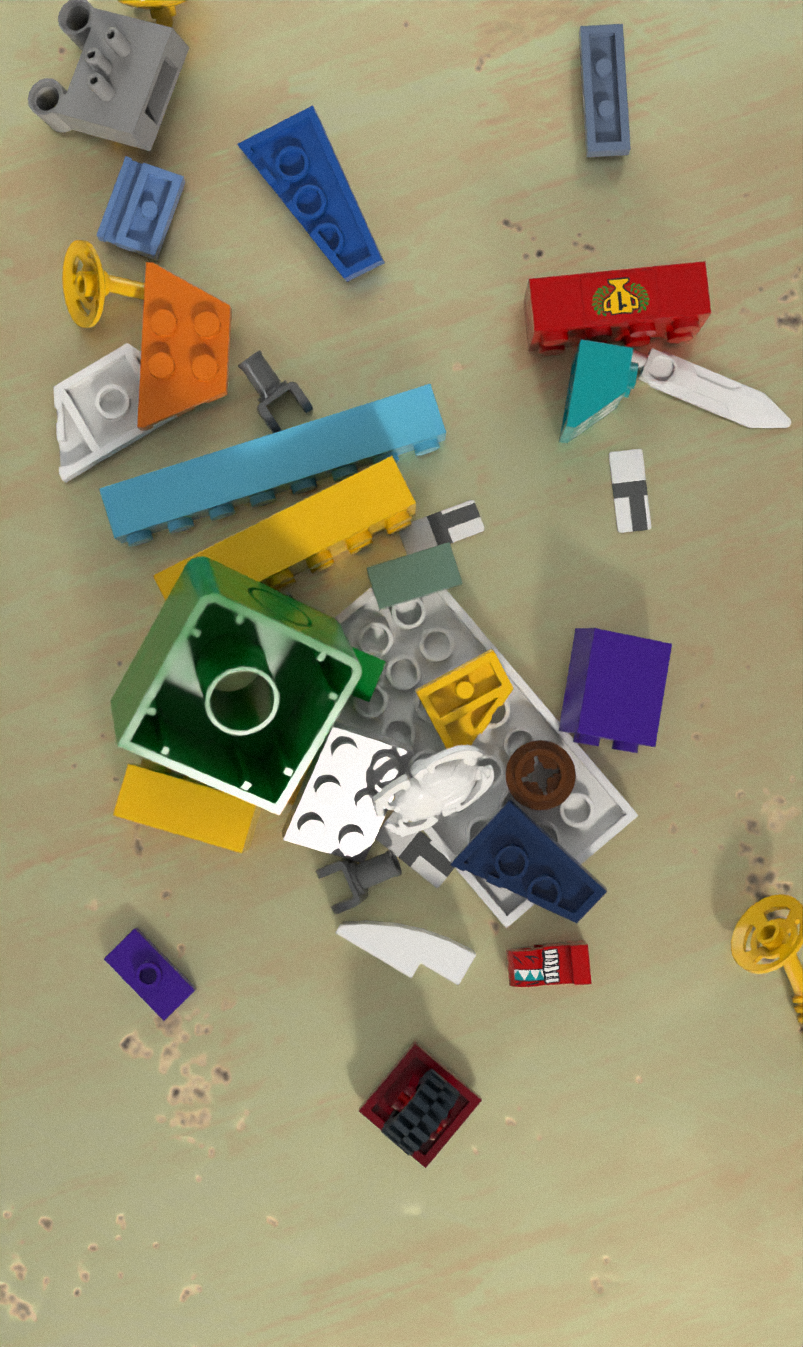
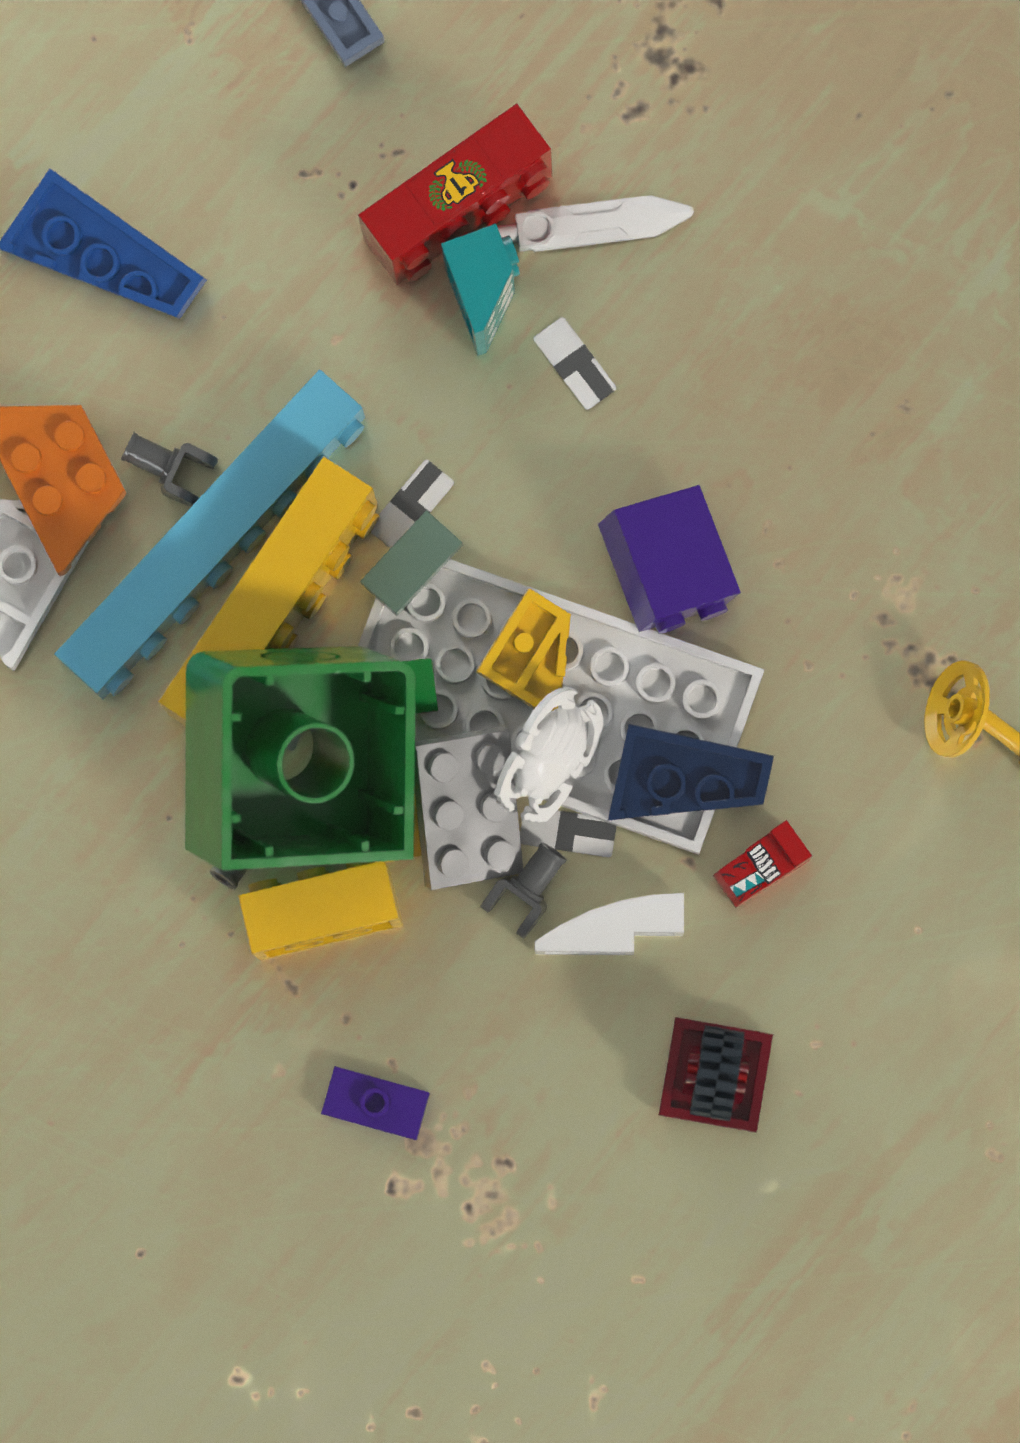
camera: 25 degrees left, 5 degrees down
(558, 786) = (645, 660): reddish brown gear -> none

